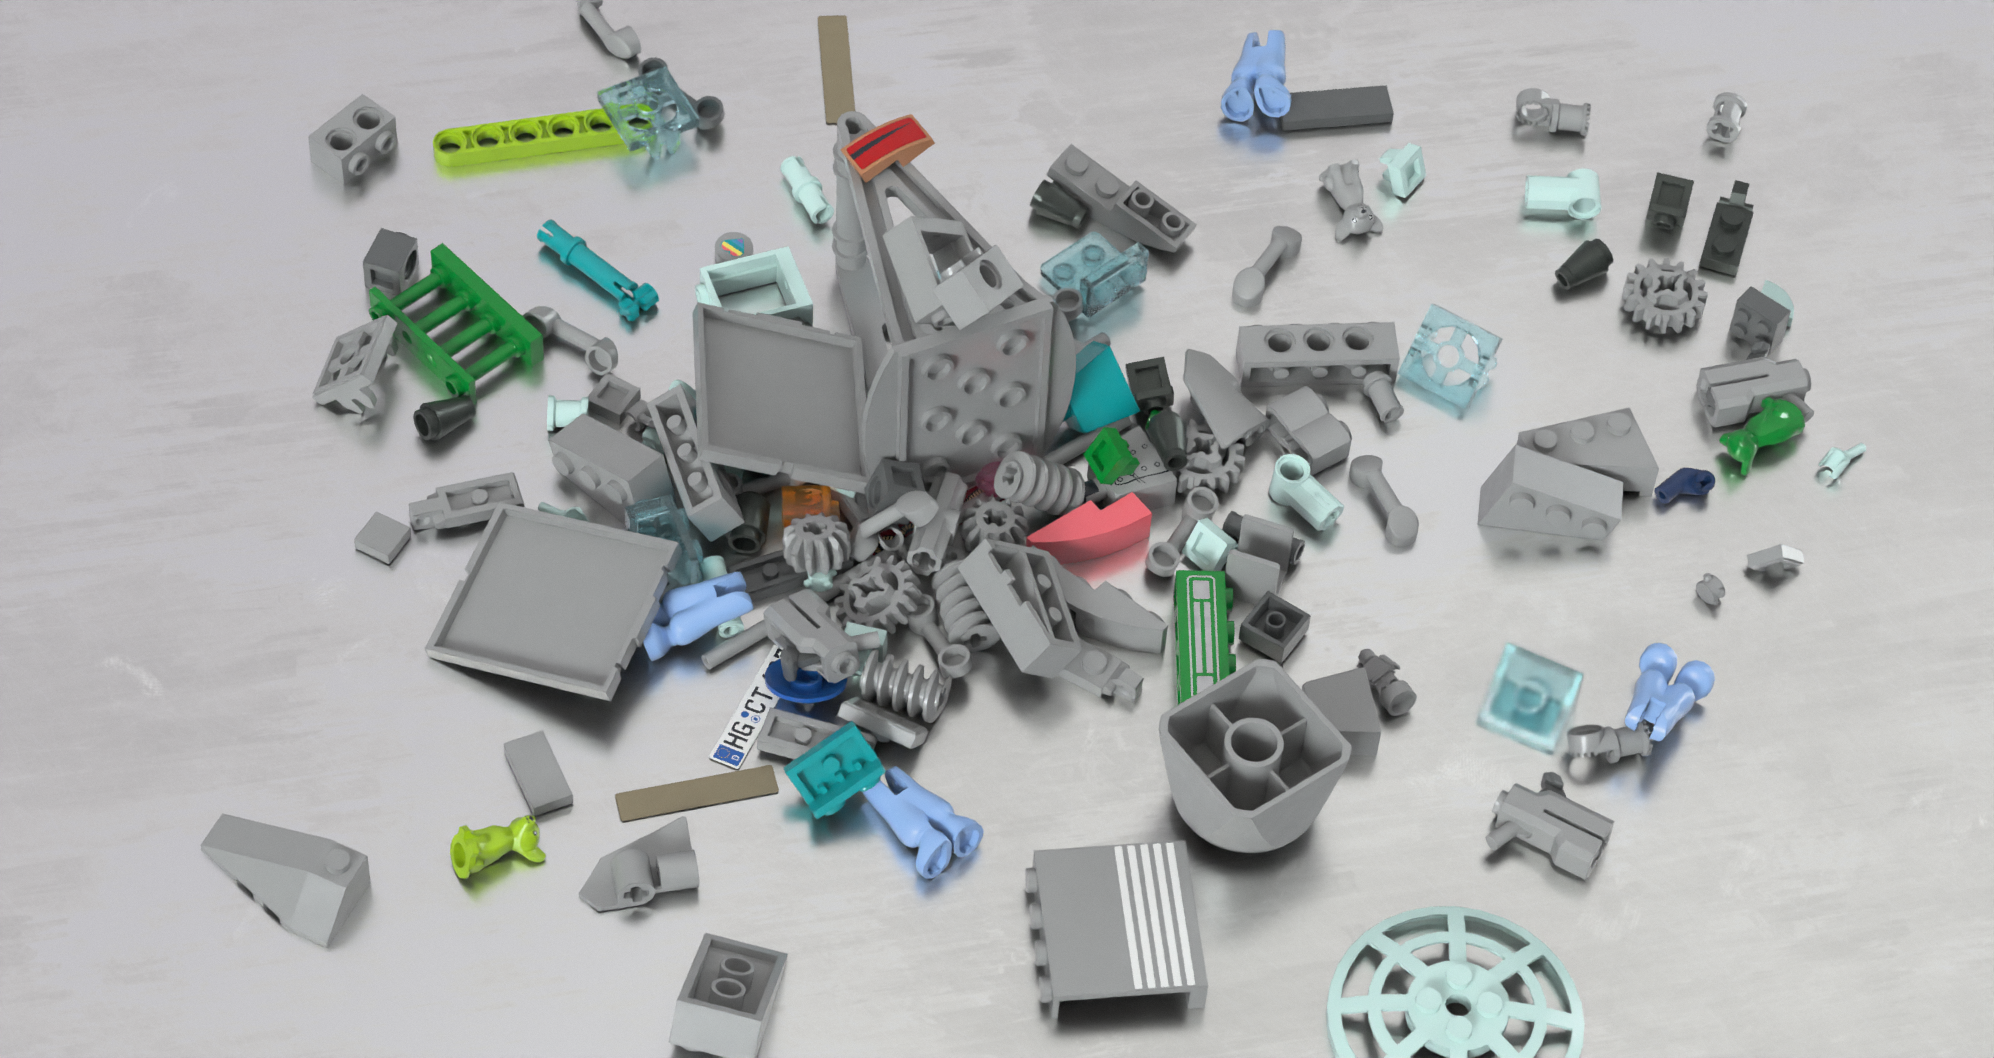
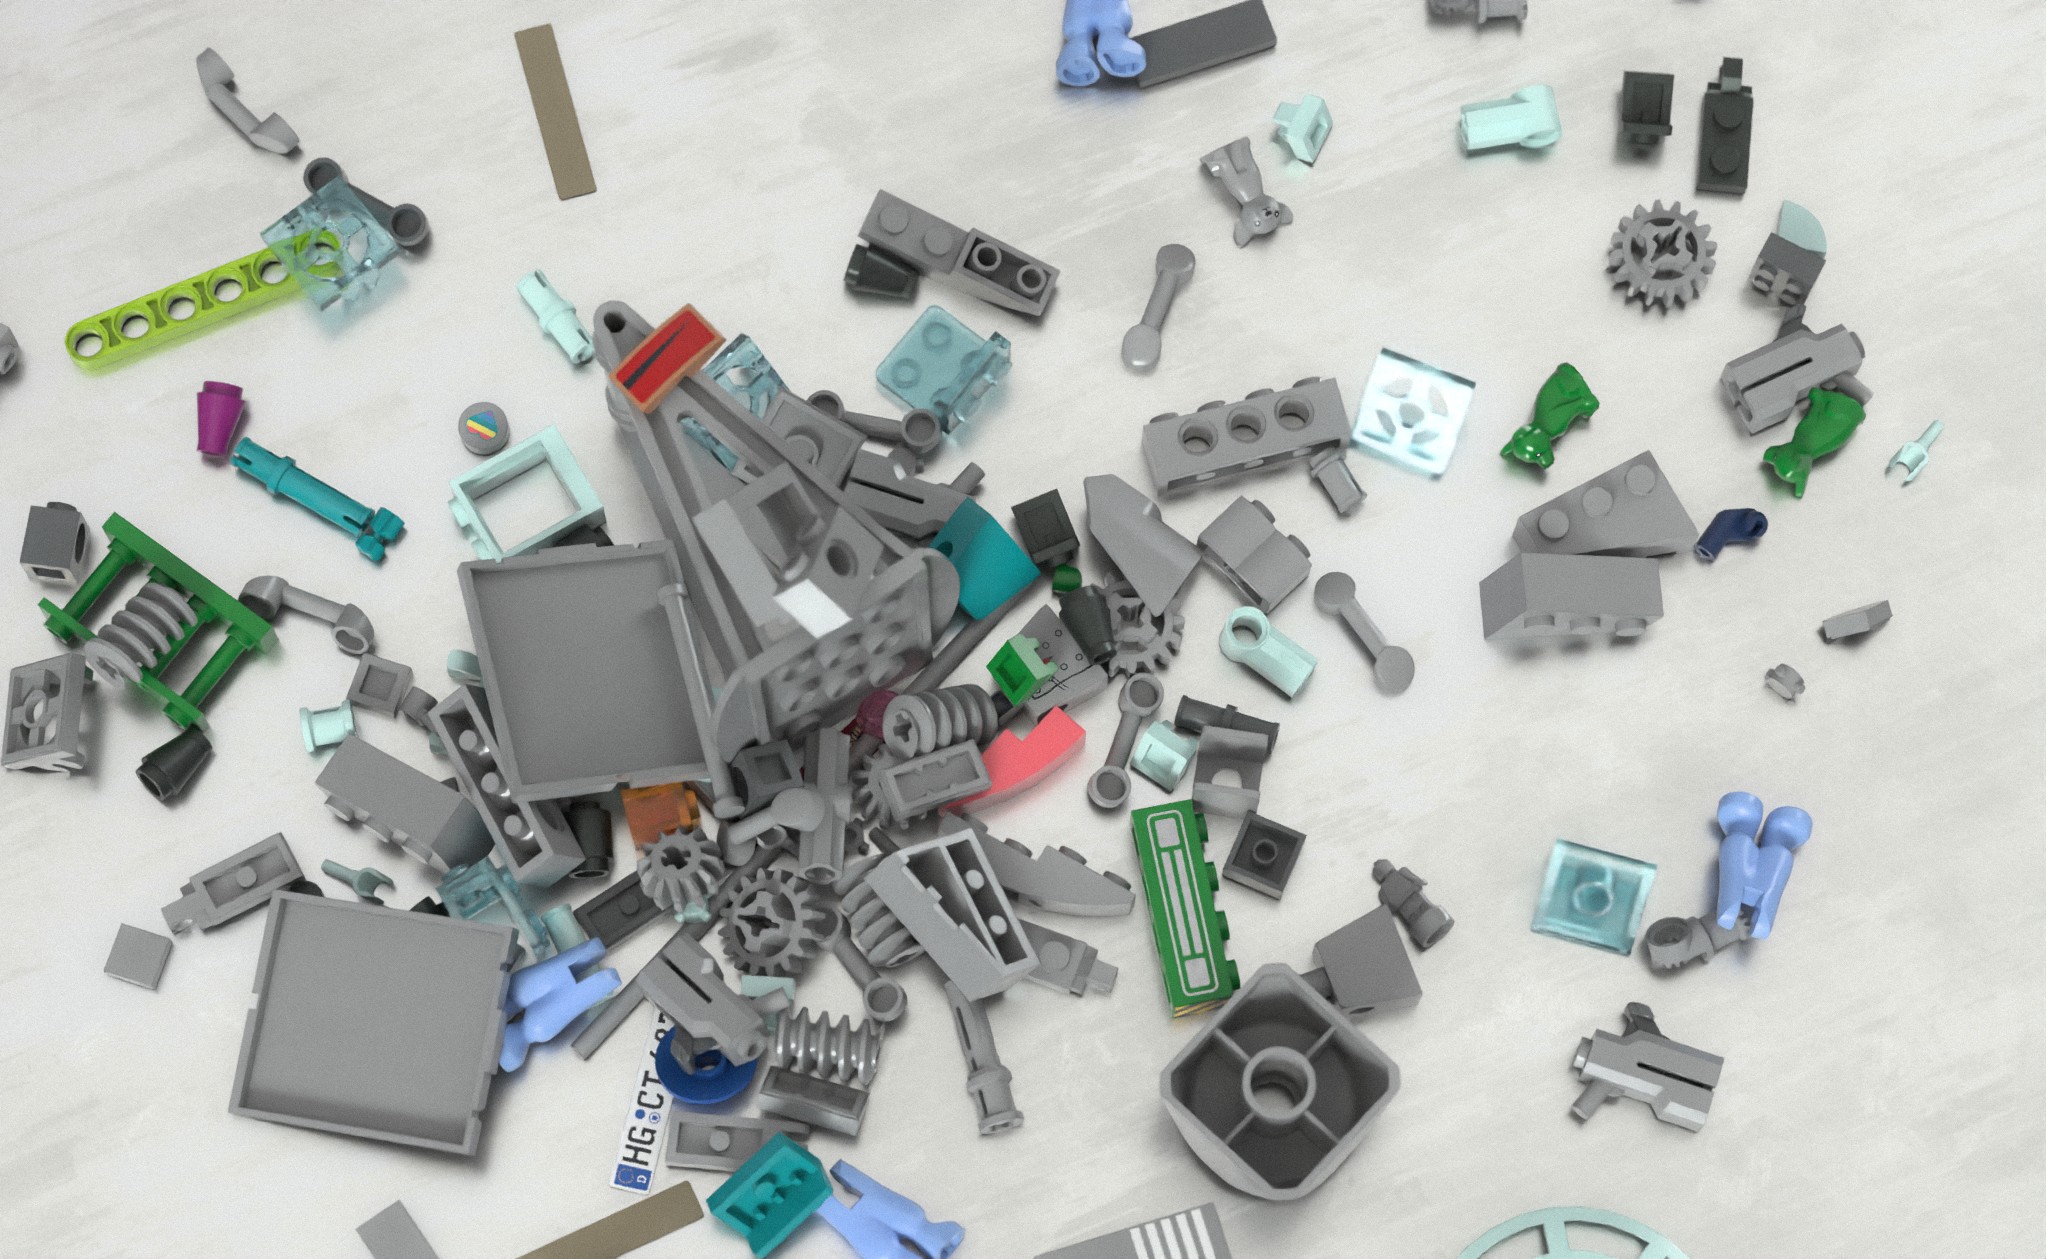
camera: 10 degrees left, 20 degrees up
(441, 314) = (137, 632): none -> light grey piece
(536, 204) = (217, 416): none -> magenta cone
(863, 501) = (673, 598): none -> light grey bar
(1024, 734) = (987, 1076): none -> light grey pin
(1027, 517) = (934, 780): none -> light grey plate
(1564, 376) = (1555, 406): none -> green animal
(1585, 263) = (1555, 224): pearl dark grey cone -> none

